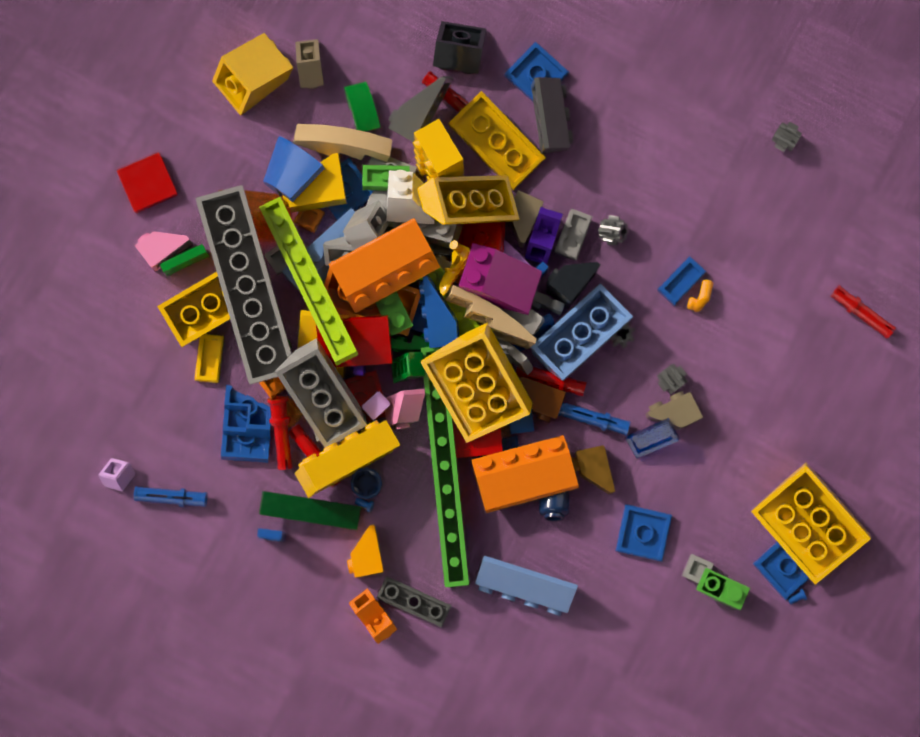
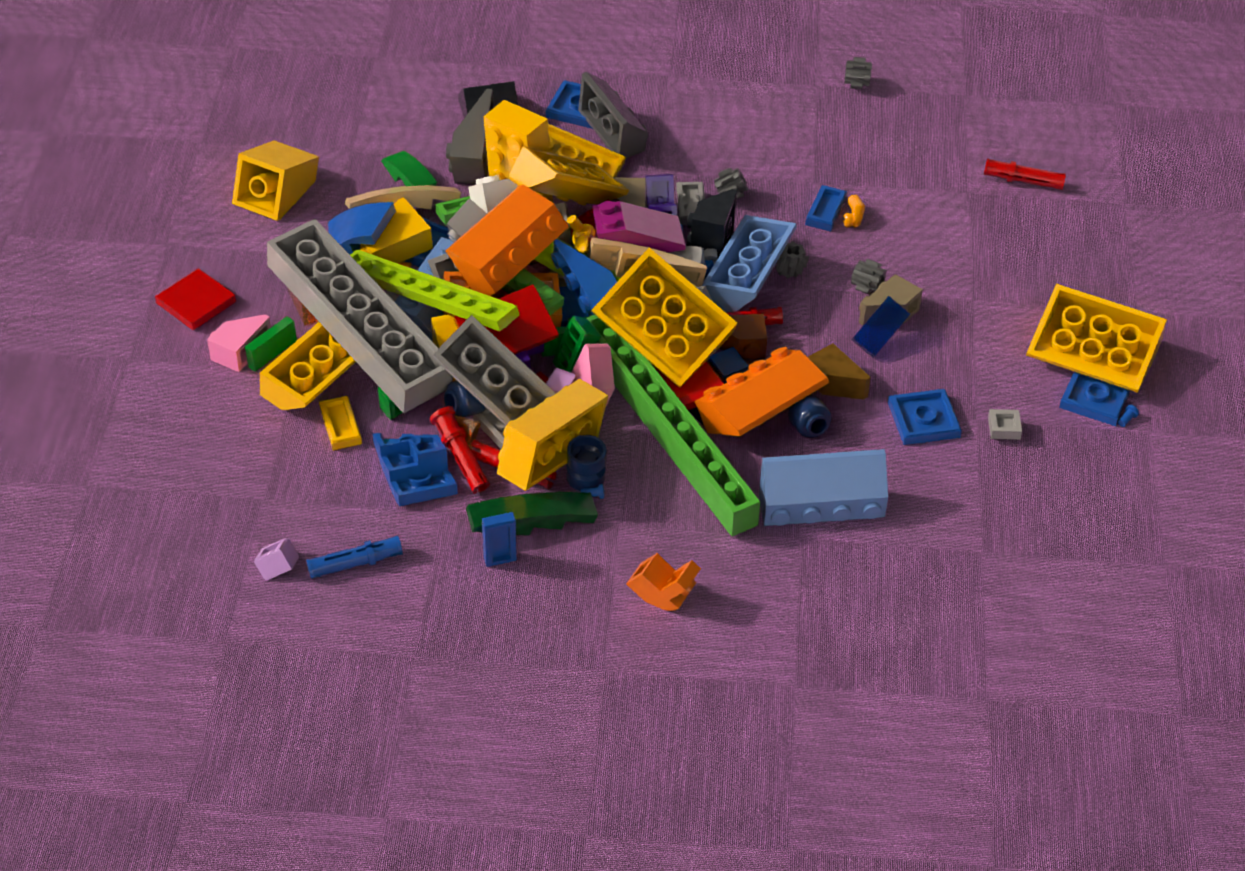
camera: 20 degrees left, 35 degrees down
(273, 387) = (420, 421): orange tile -> none
(309, 64) = (336, 156): dark tan slope -> none
(366, 555) = (624, 532): light orange slope -> none
(428, 608) = (713, 561): dark grey tile -> none
(594, 418) = (809, 336): blue pin -> none
(722, 589) = (1046, 426): bright green slope -> none

